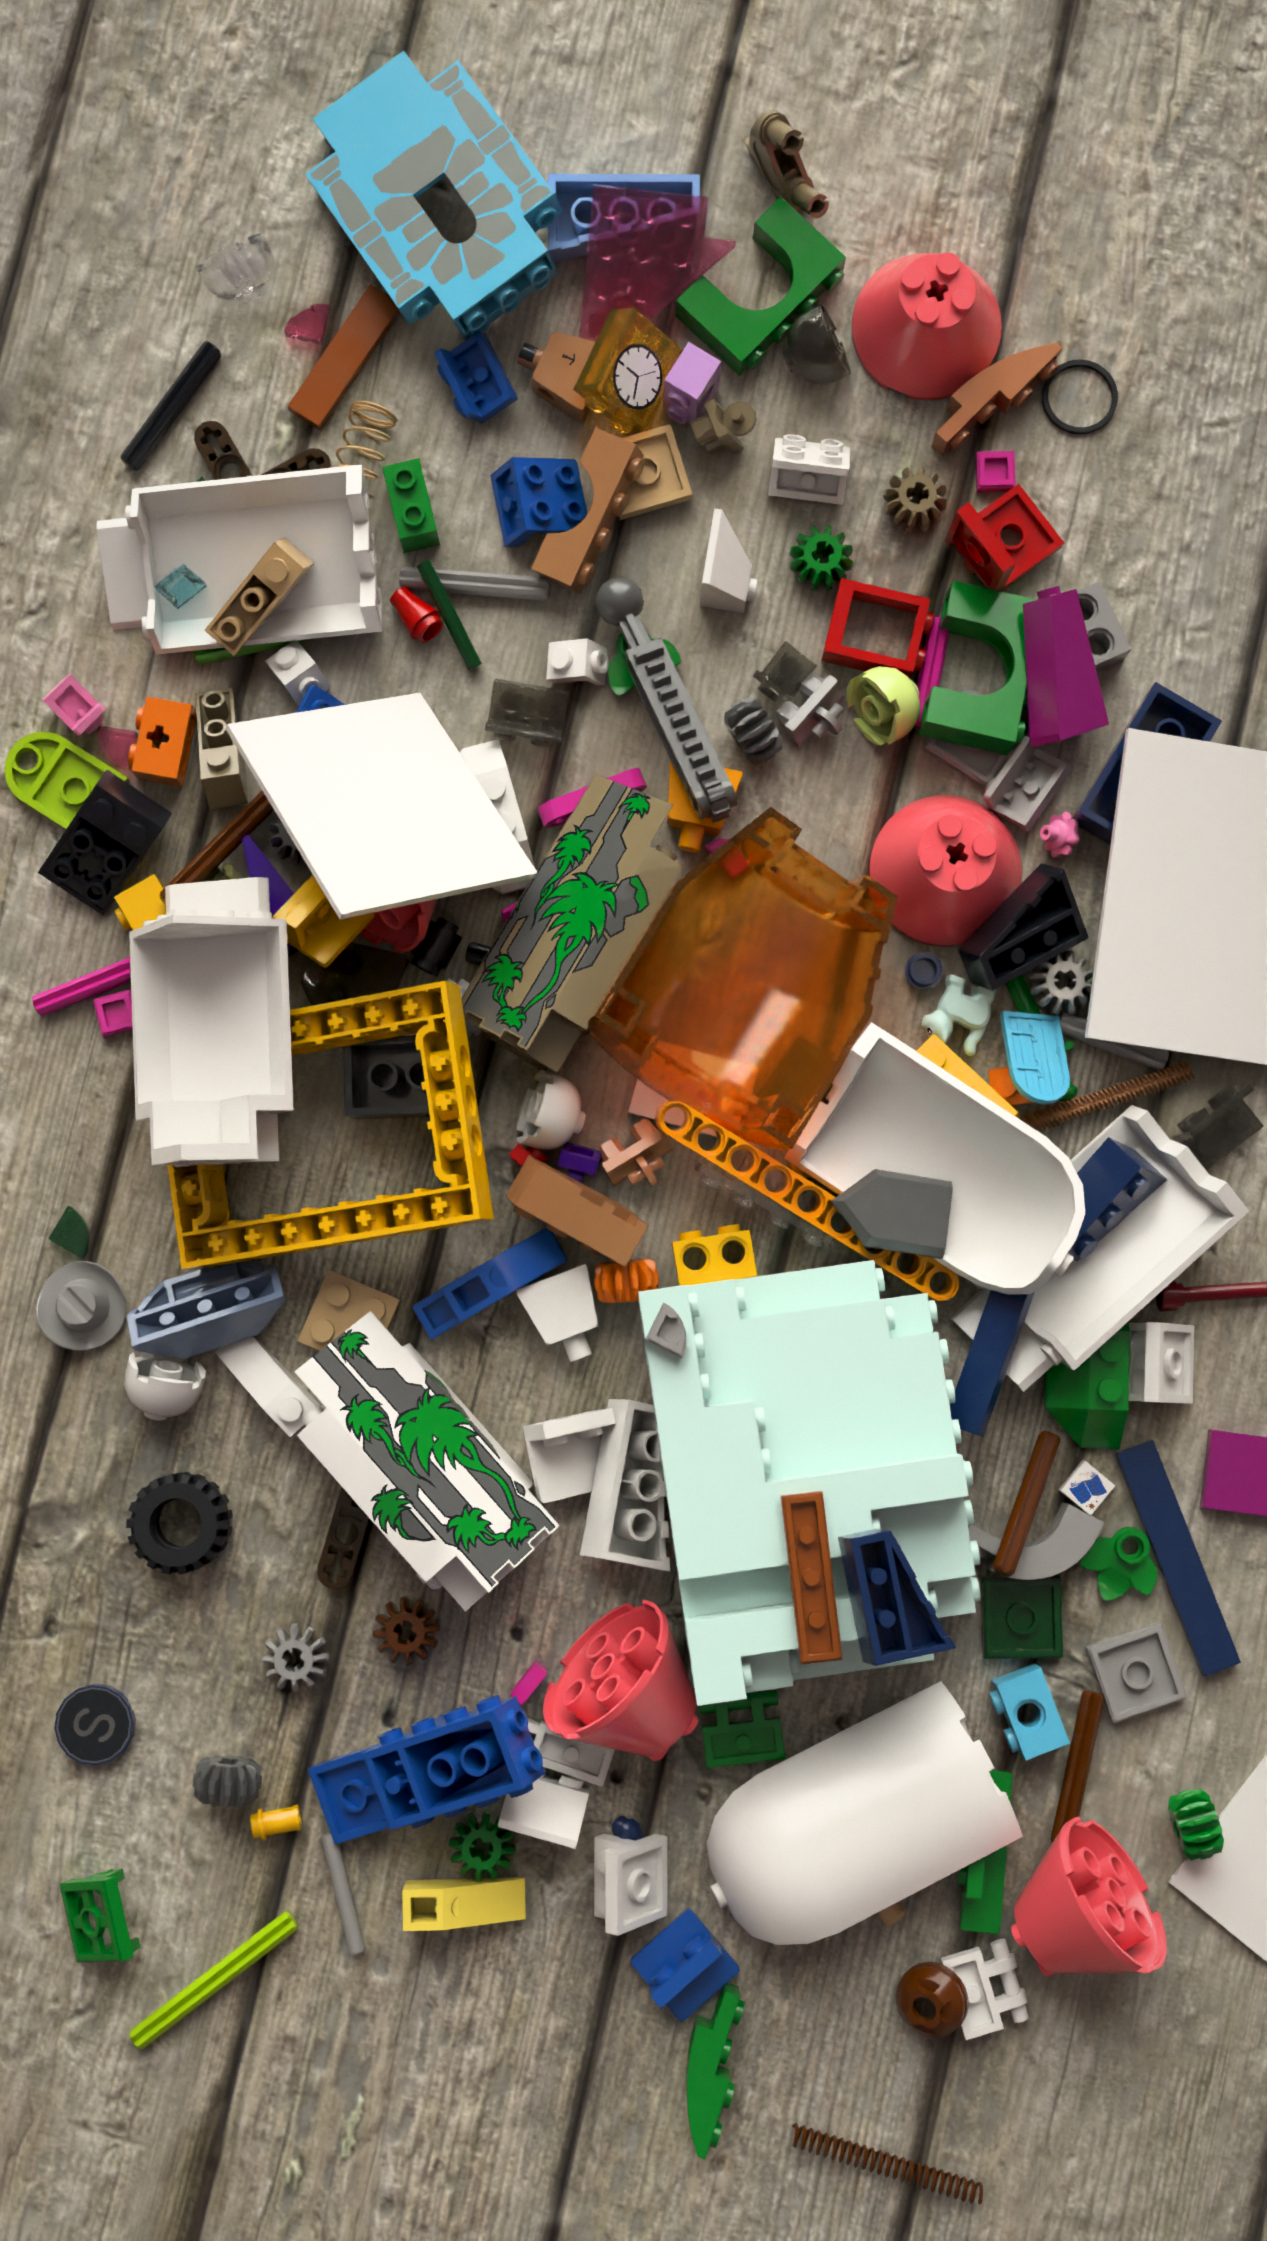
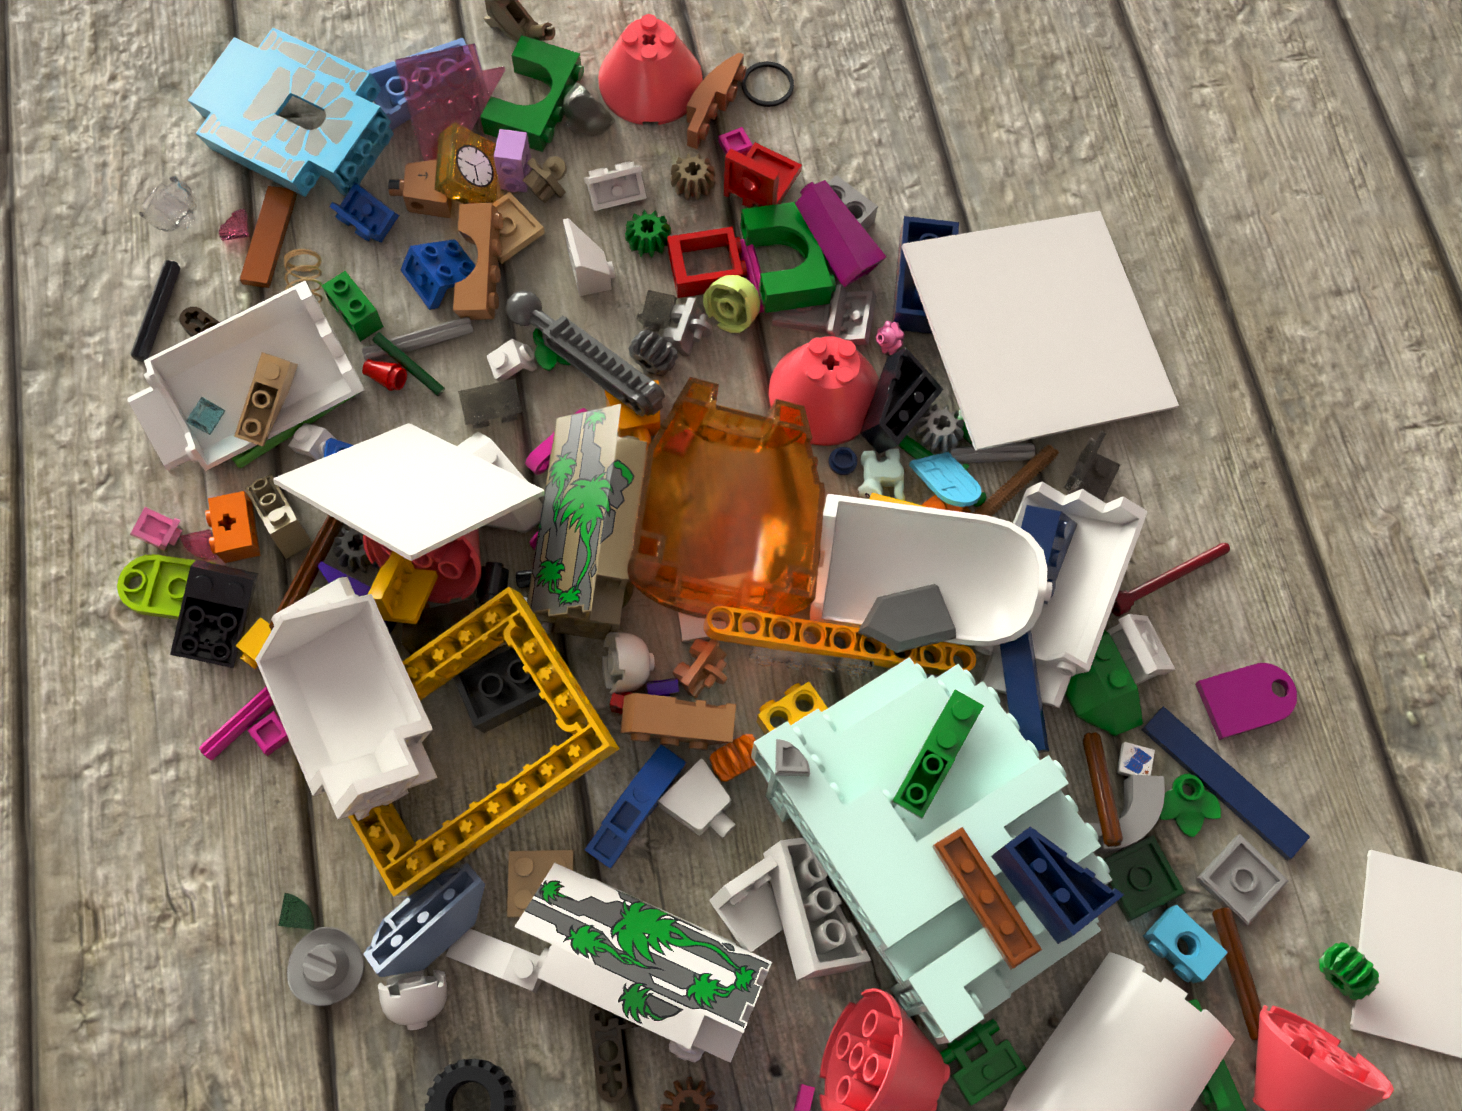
camera: 25 degrees left, 15 degrees down
(839, 1395) = (937, 754): none -> green slope

